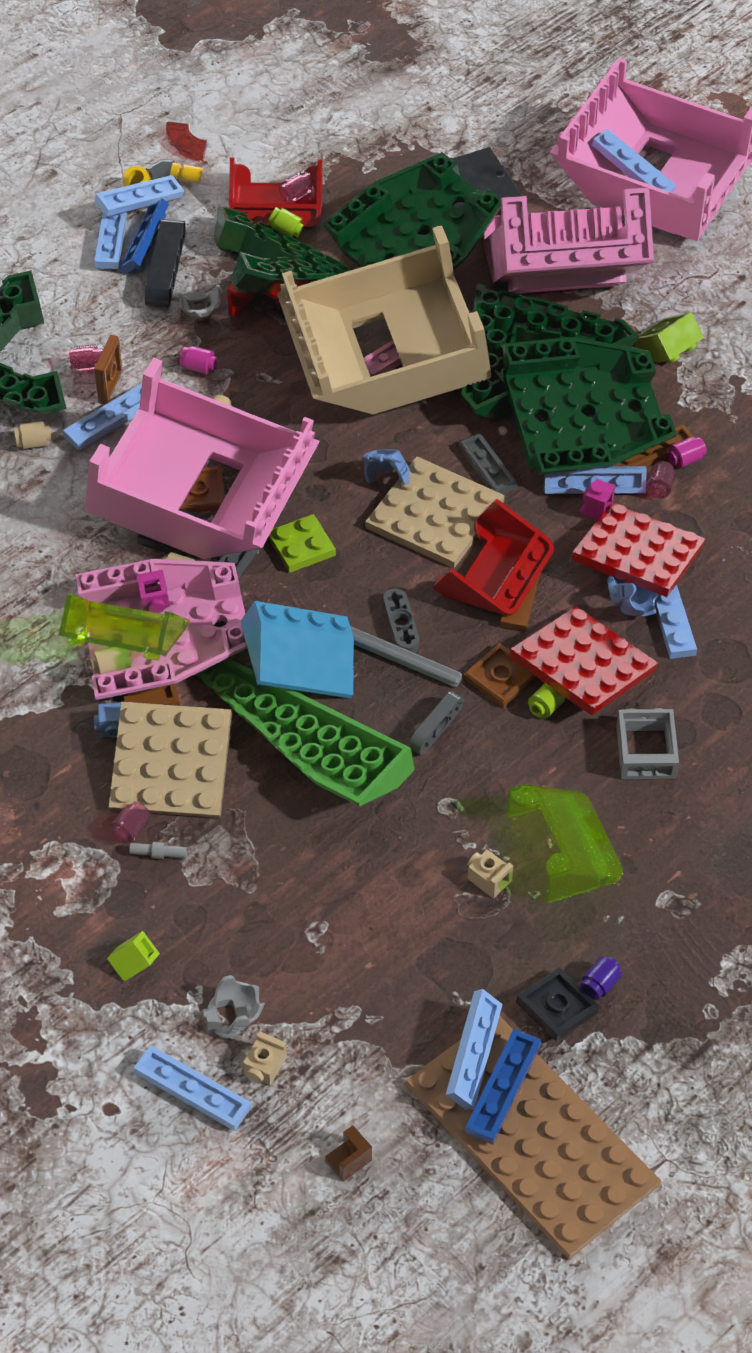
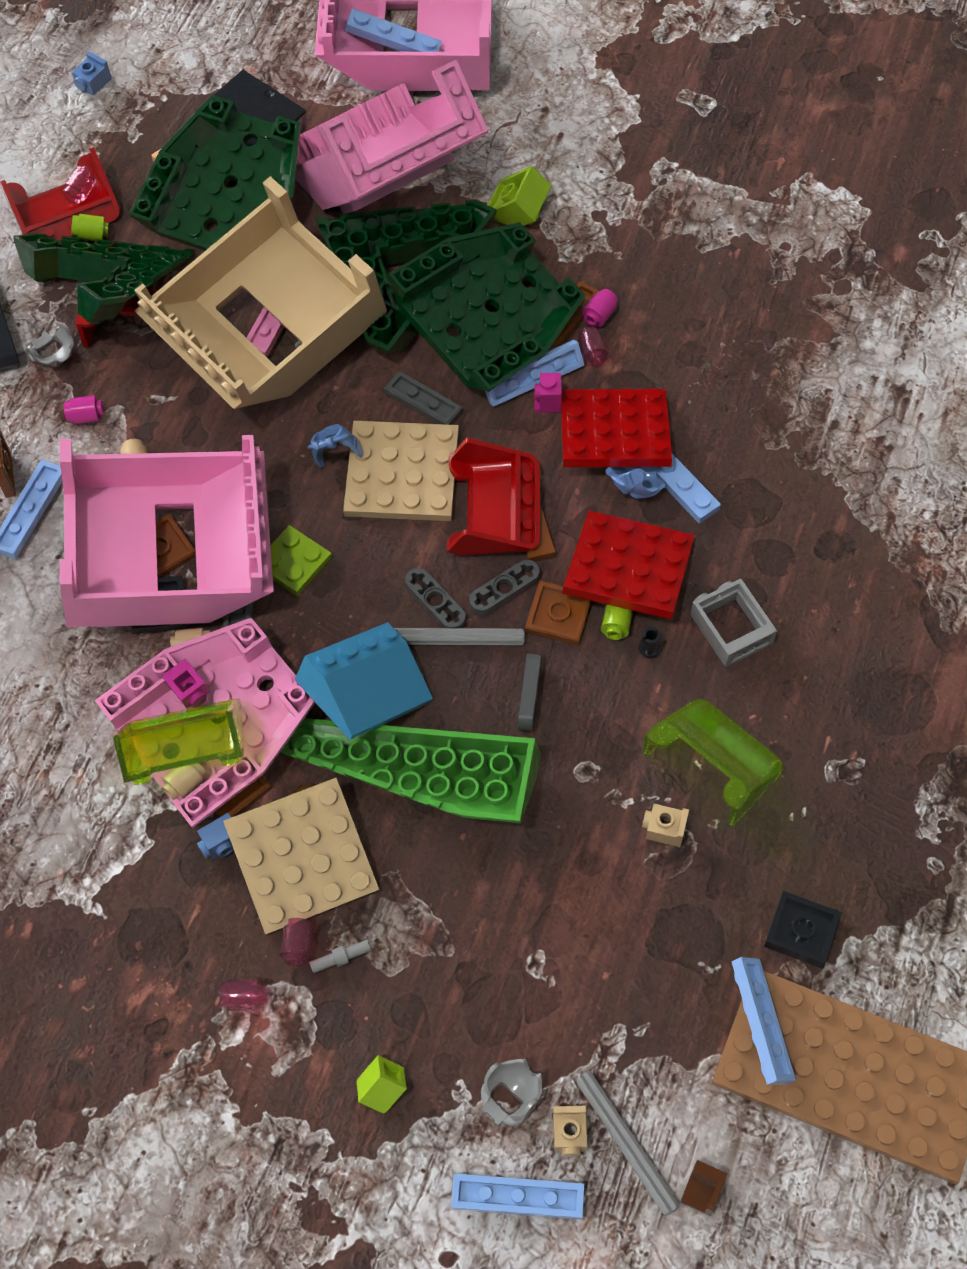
camera: 25 degrees left, 10 degrees up
(63, 842) = (242, 995): none -> clear pink brick
(306, 1091) = (627, 1143): none -> light grey axle
(359, 106) = (91, 74): none -> medium blue brick
(447, 631) = (509, 576): none -> dark grey beam
(503, 1086) = (810, 1045): blue plate -> none
(563, 731) = (650, 644): none -> black pin
(601, 977) = (827, 882): dark purple brick -> none

